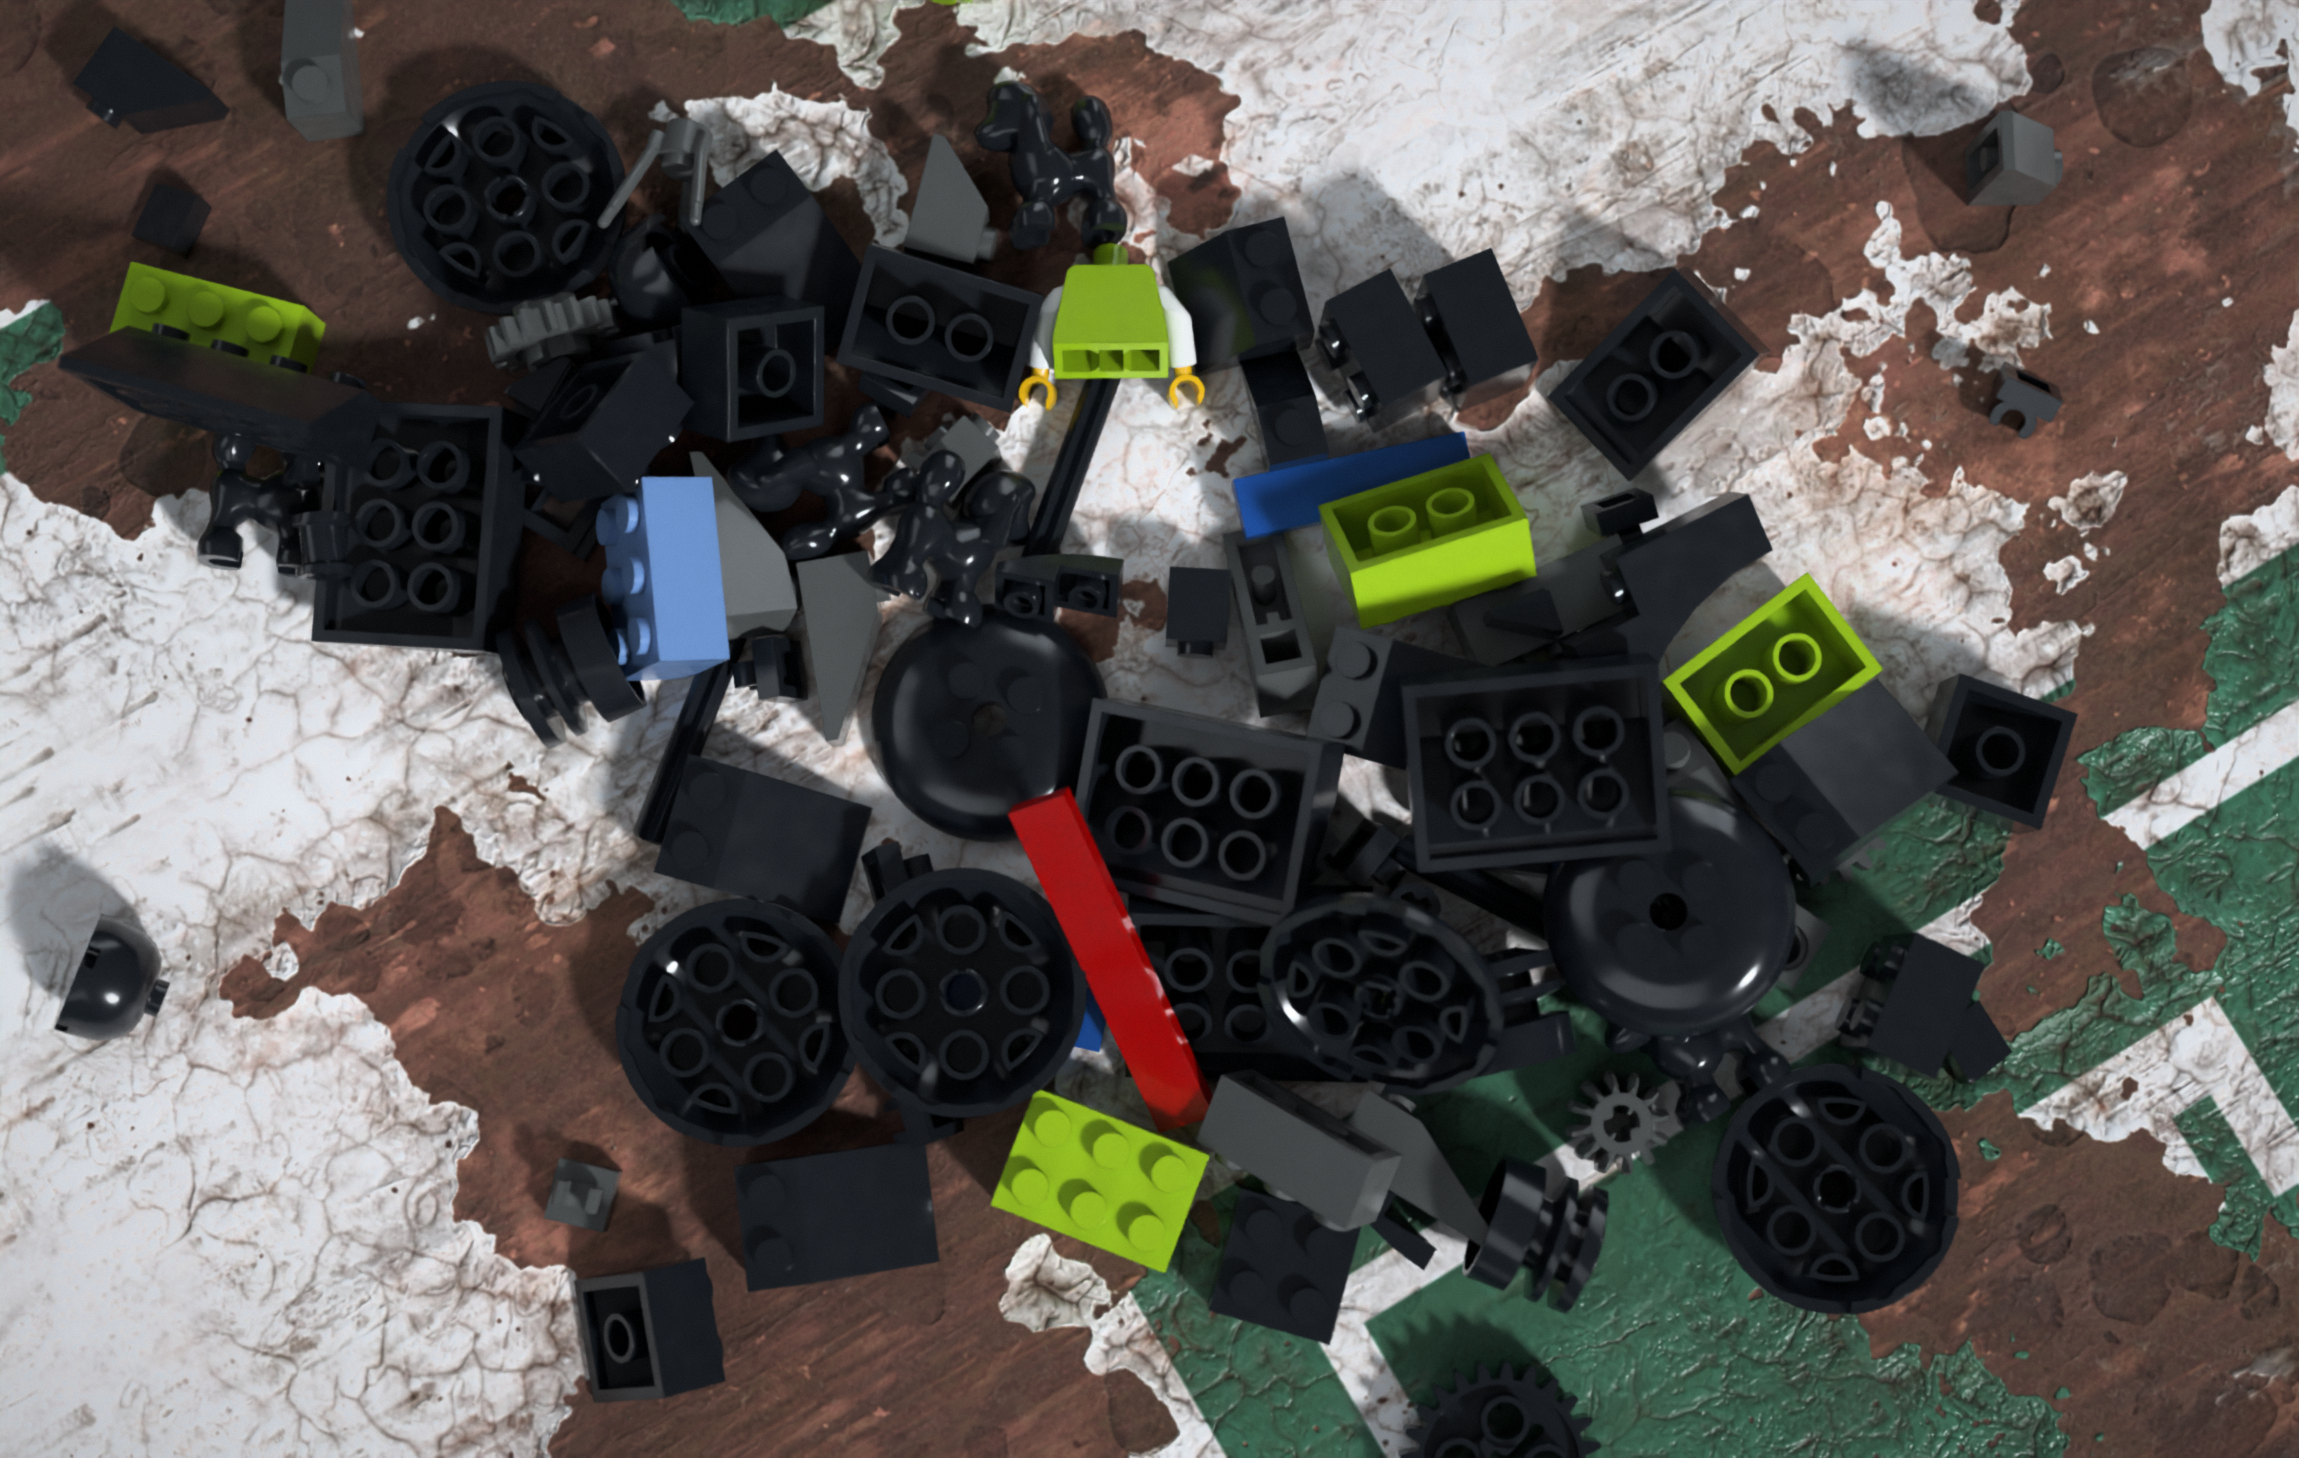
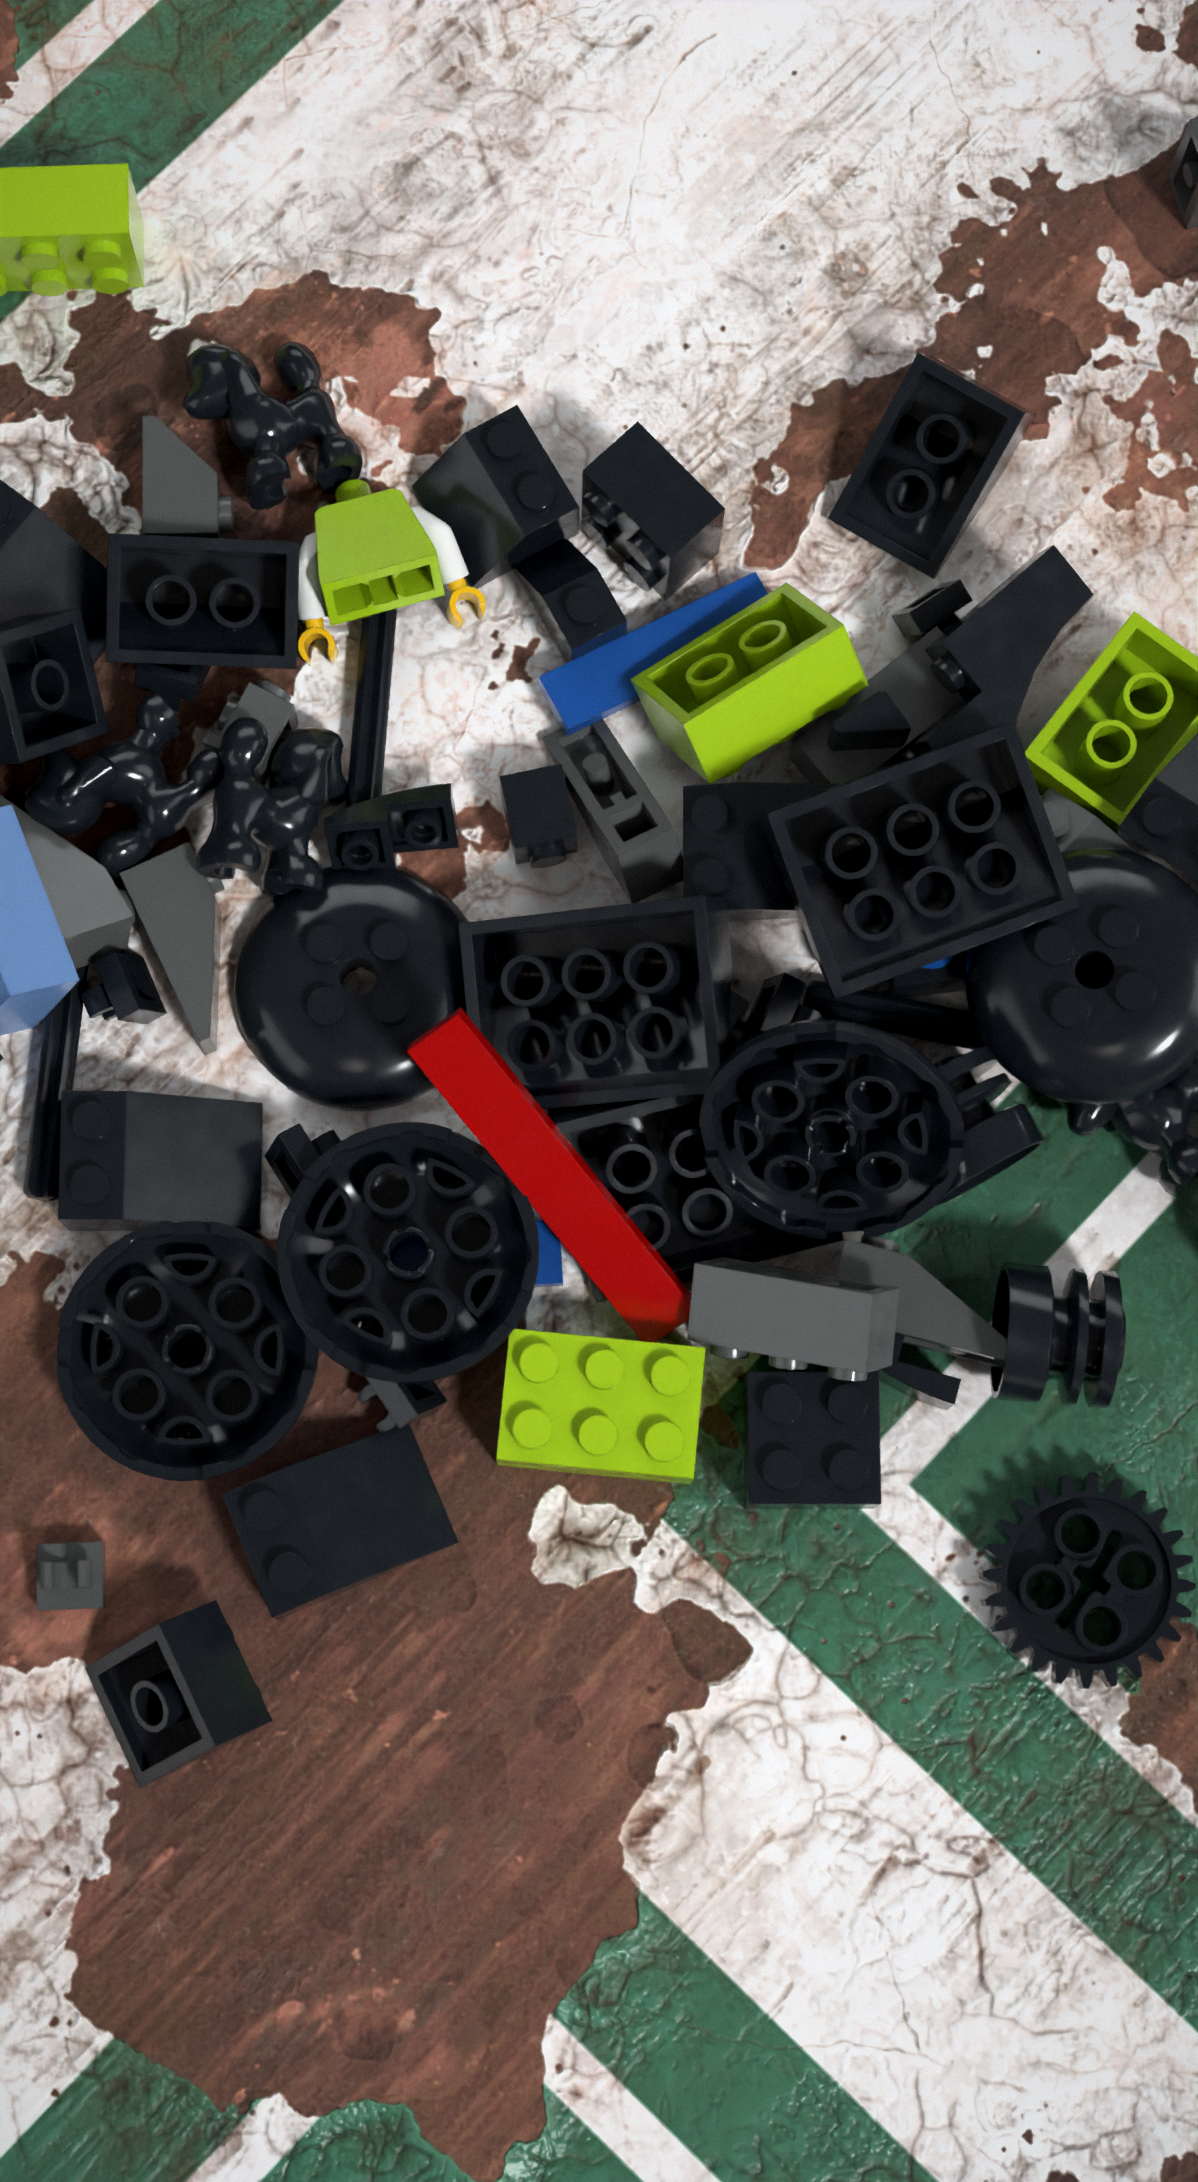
camera: 20 degrees left, 5 degrees down
(1475, 330) = (741, 464): black brick -> none
(1632, 1136) = (1125, 1222): dark grey gear -> none

